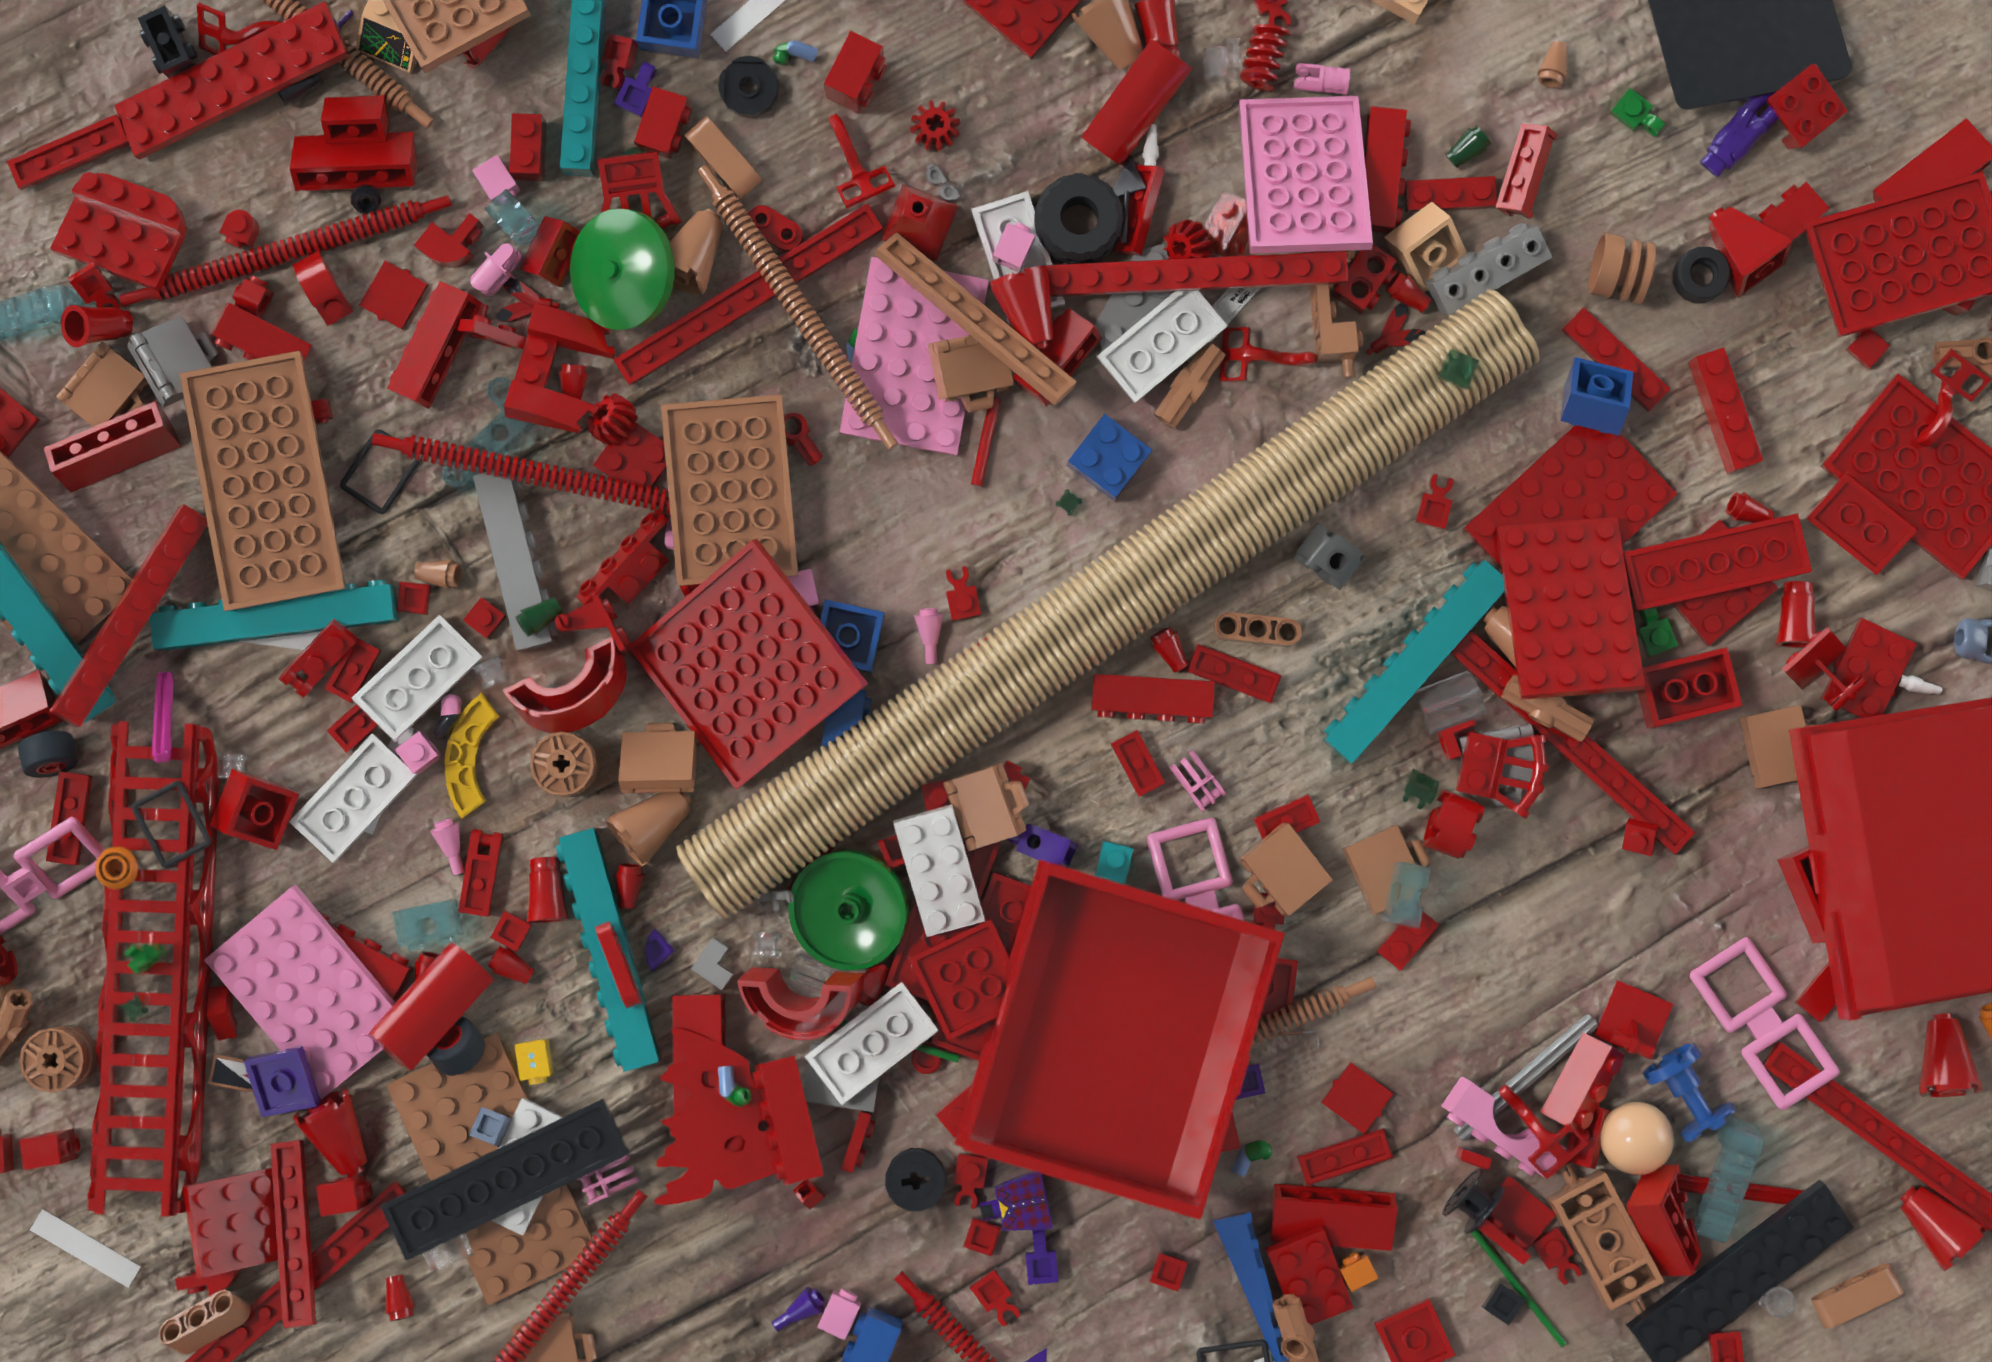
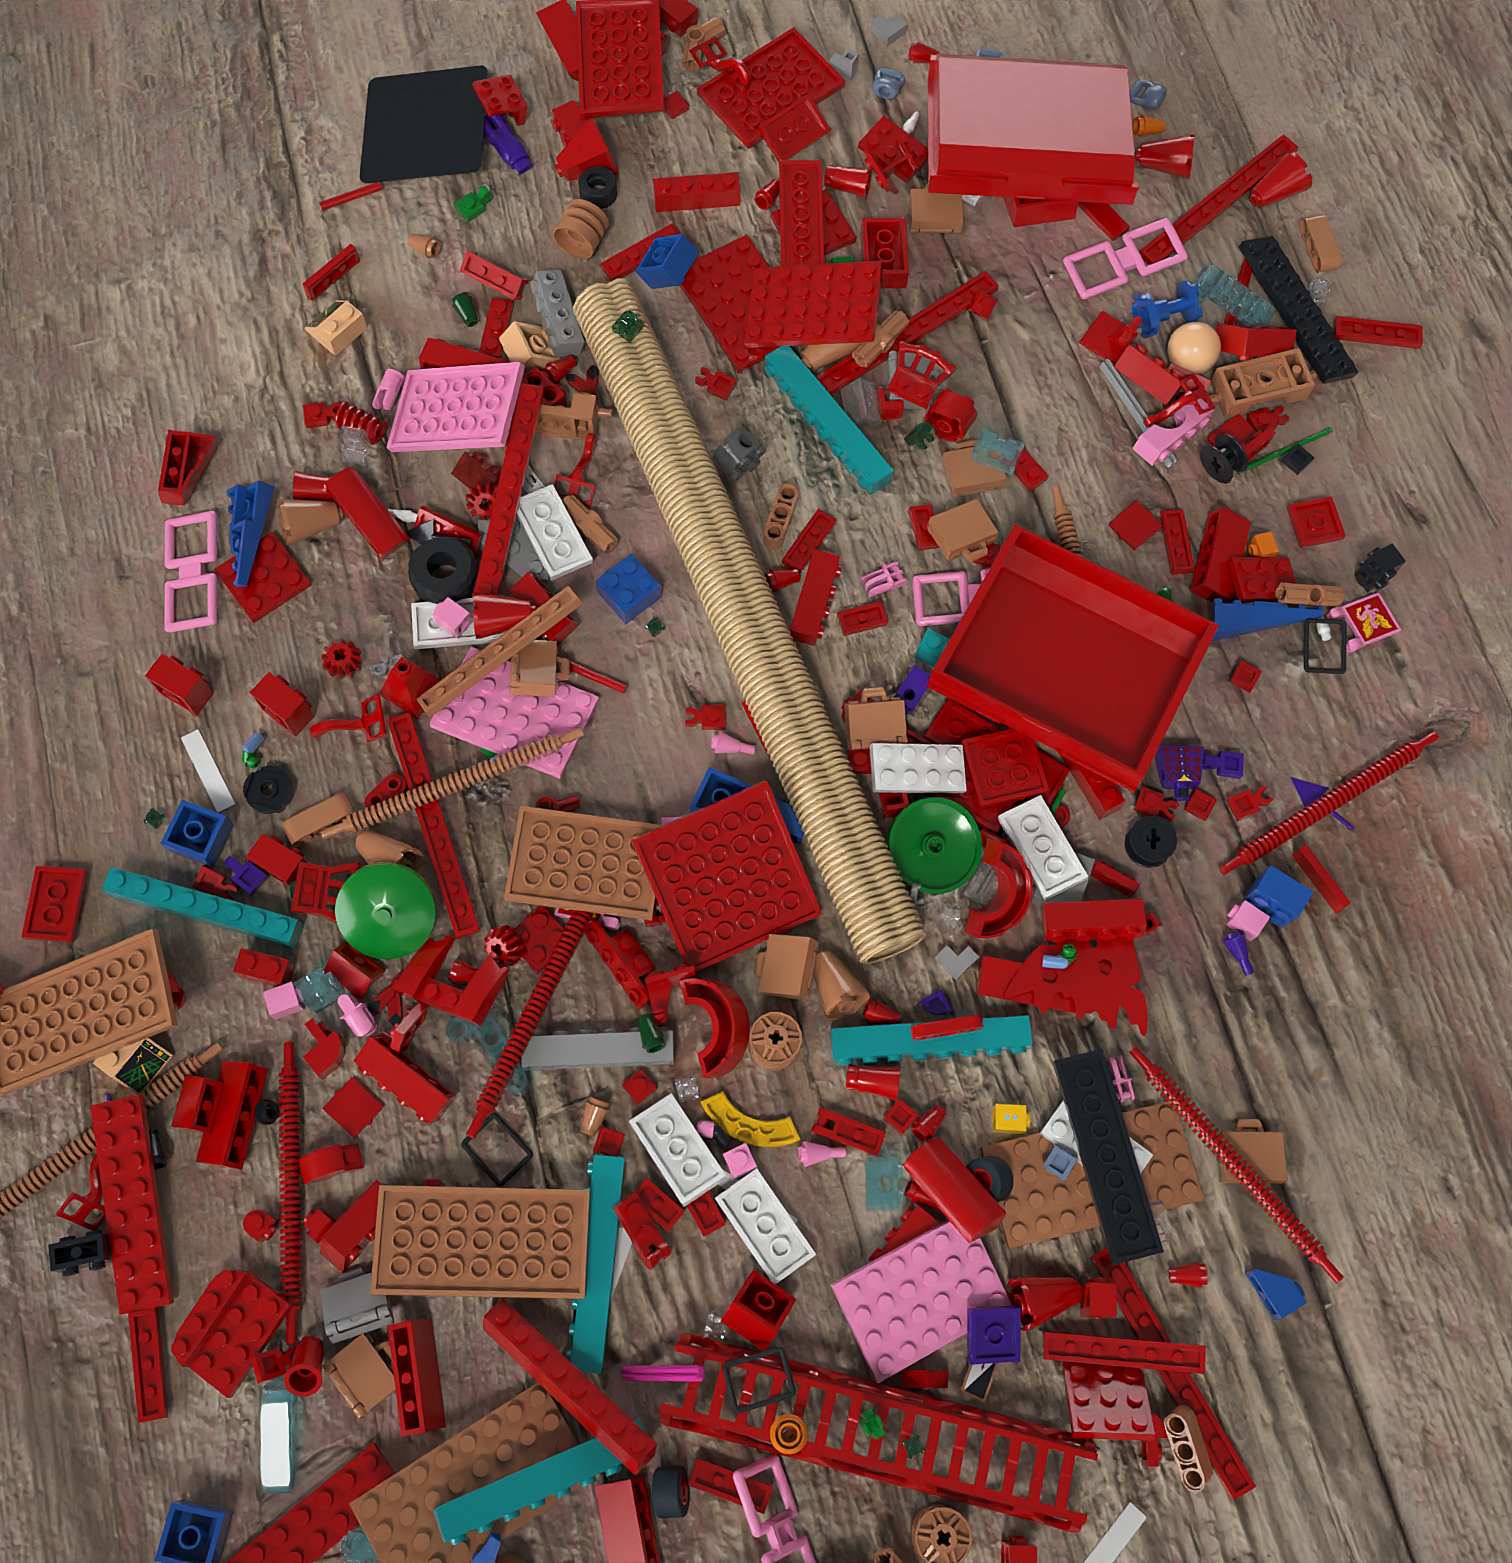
camera: 80 degrees left, 15 degrees down
(1473, 1158) = (1191, 456): red tile -> none

